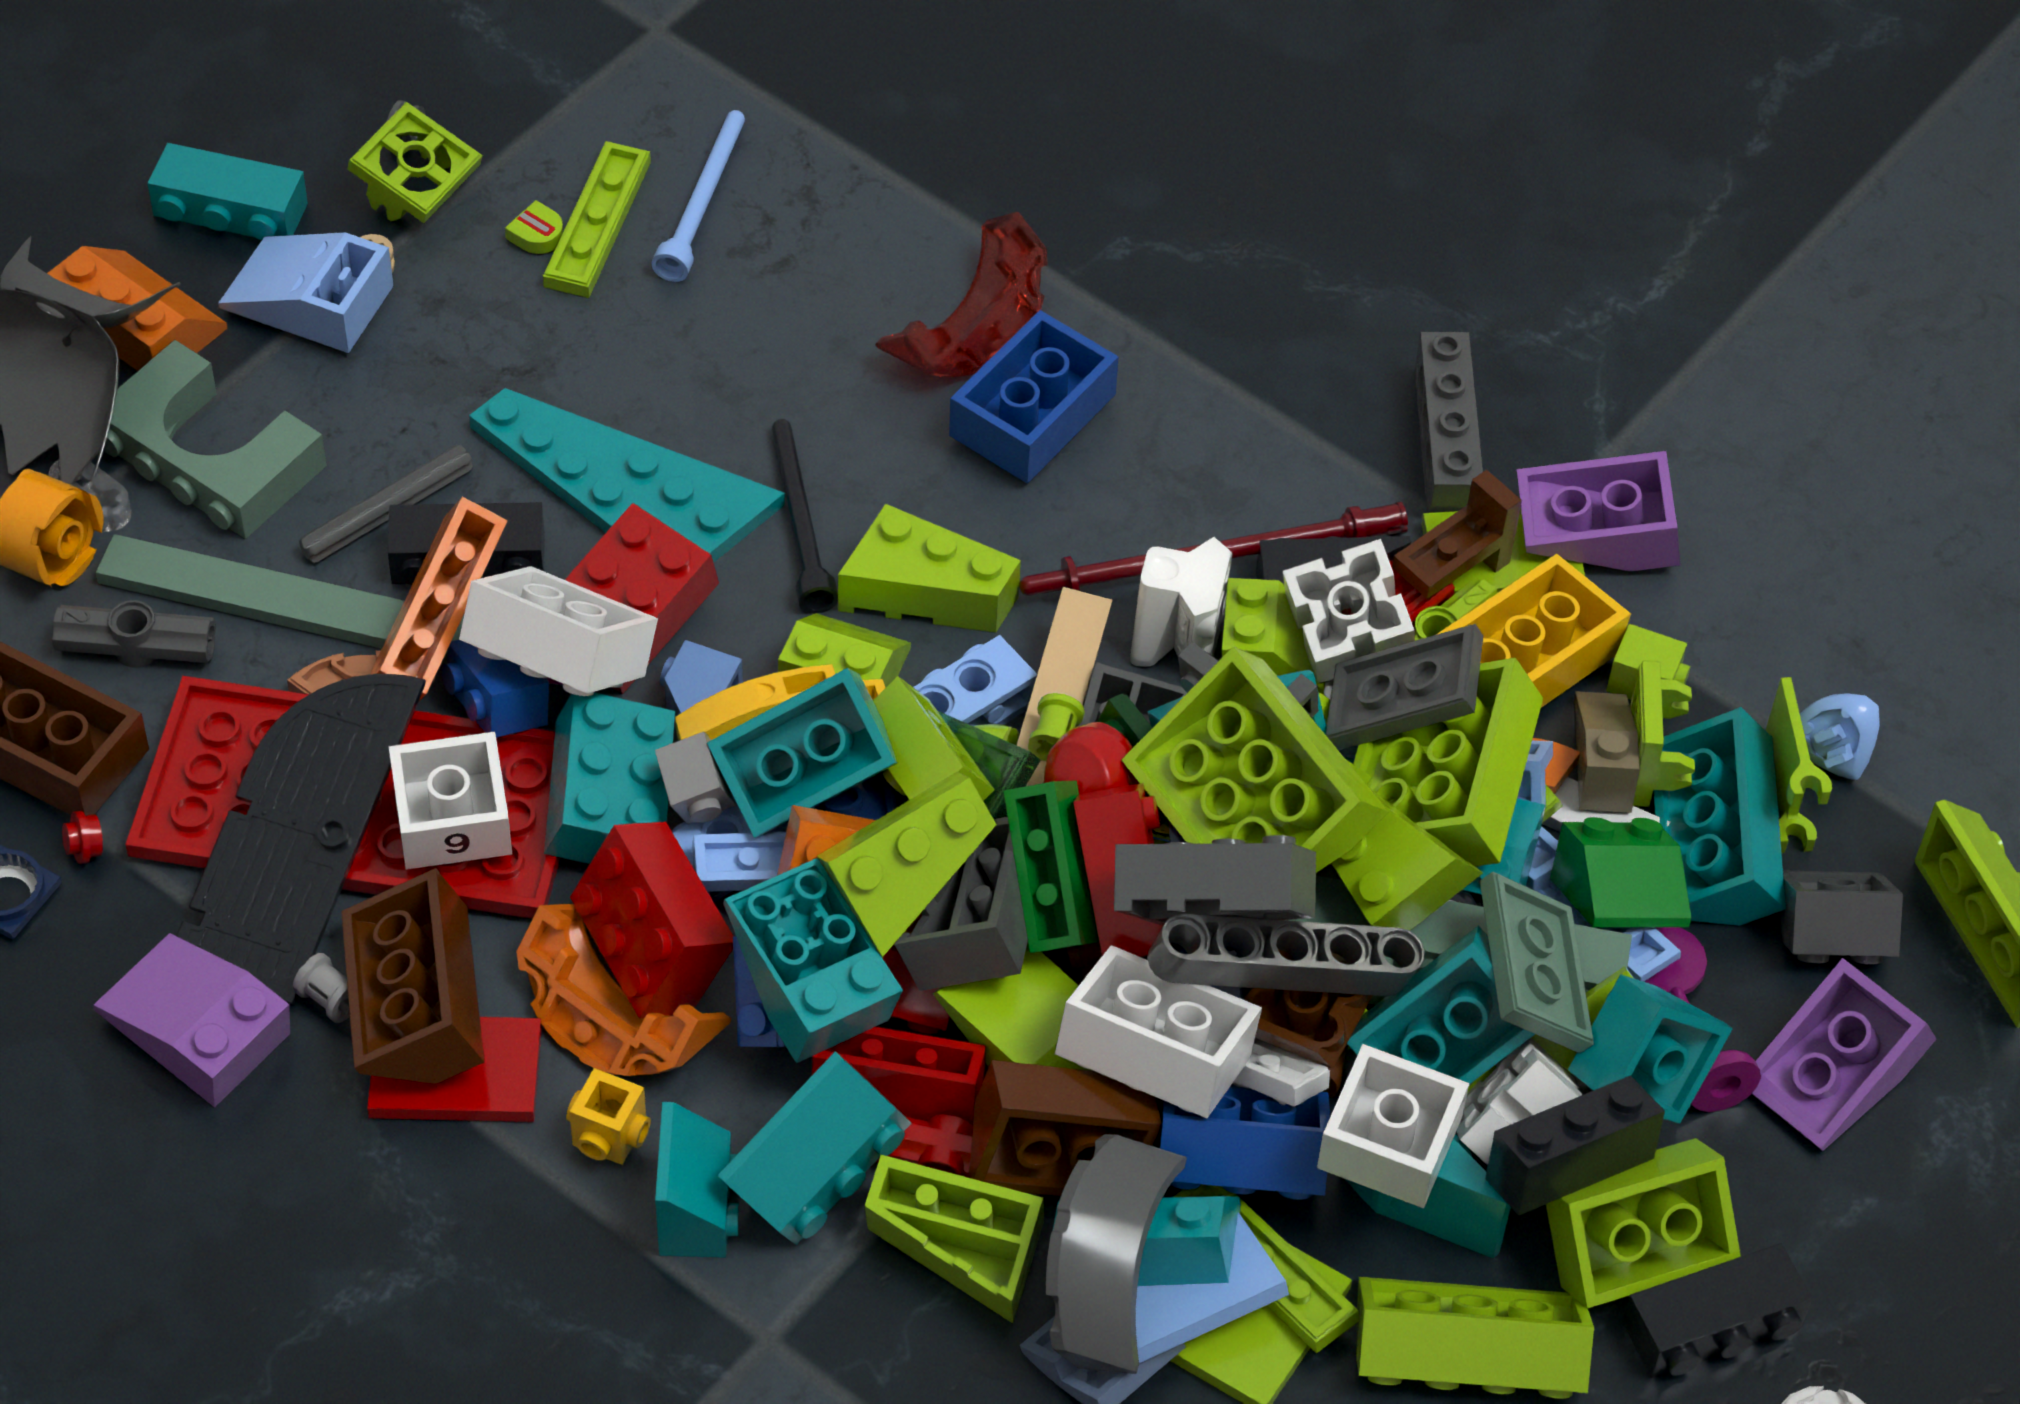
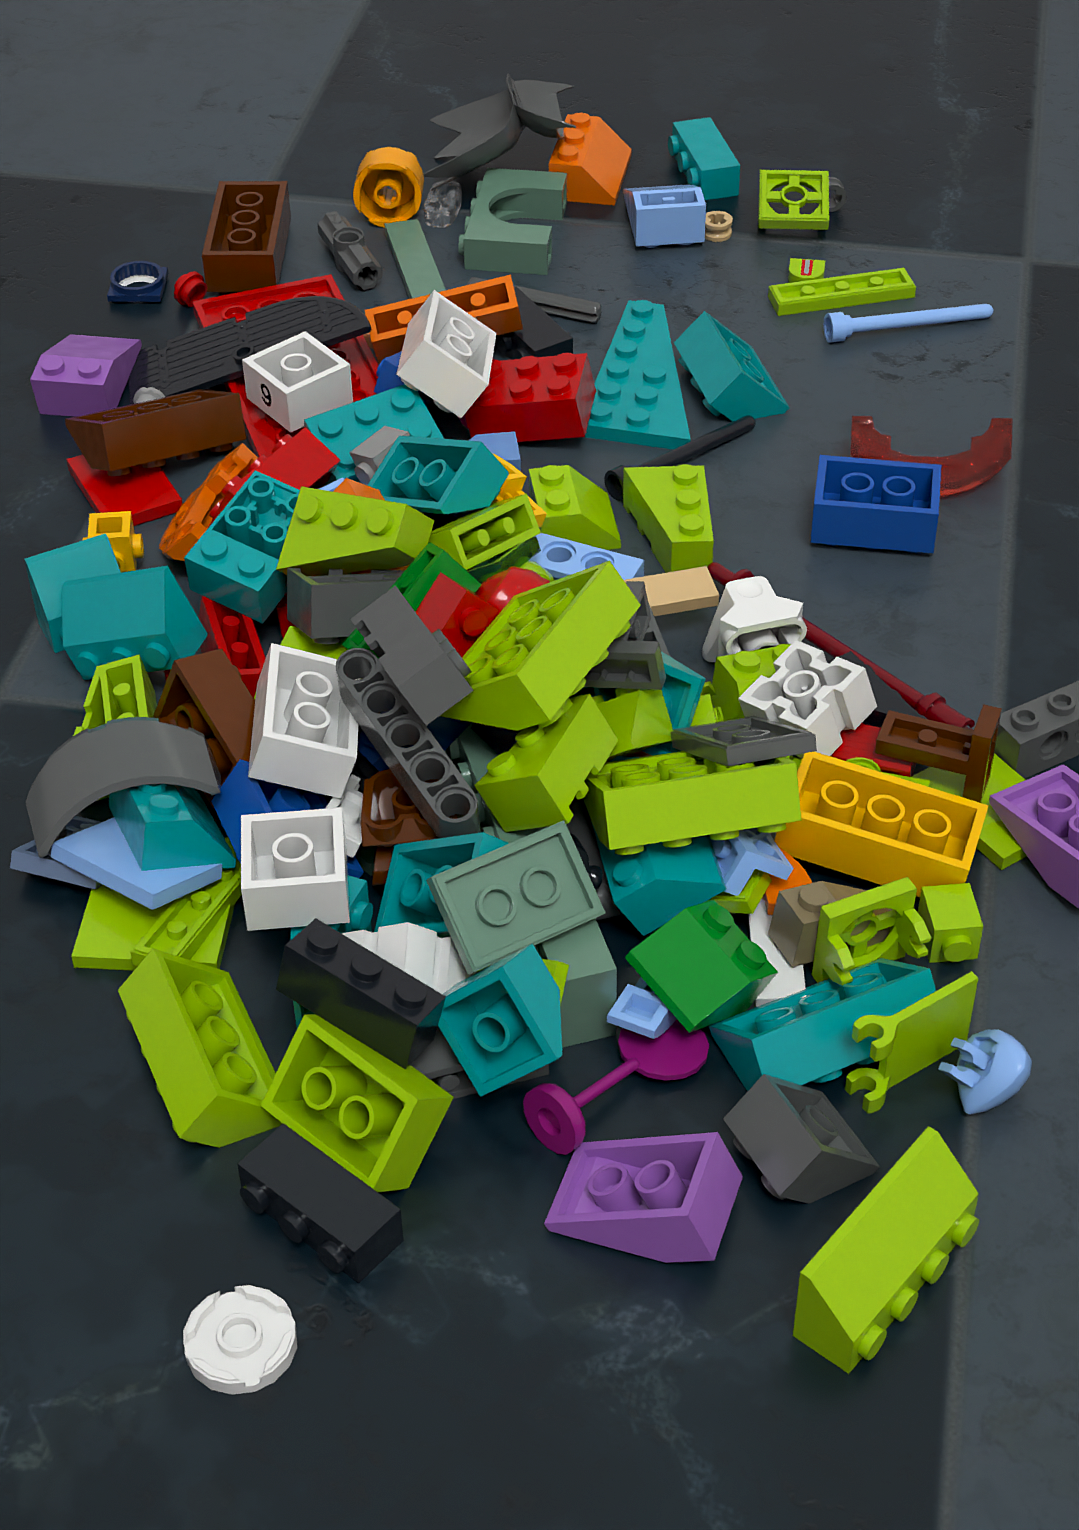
camera: 65 degrees right, 10 degrees down
(691, 399) = (727, 371): none -> teal slope

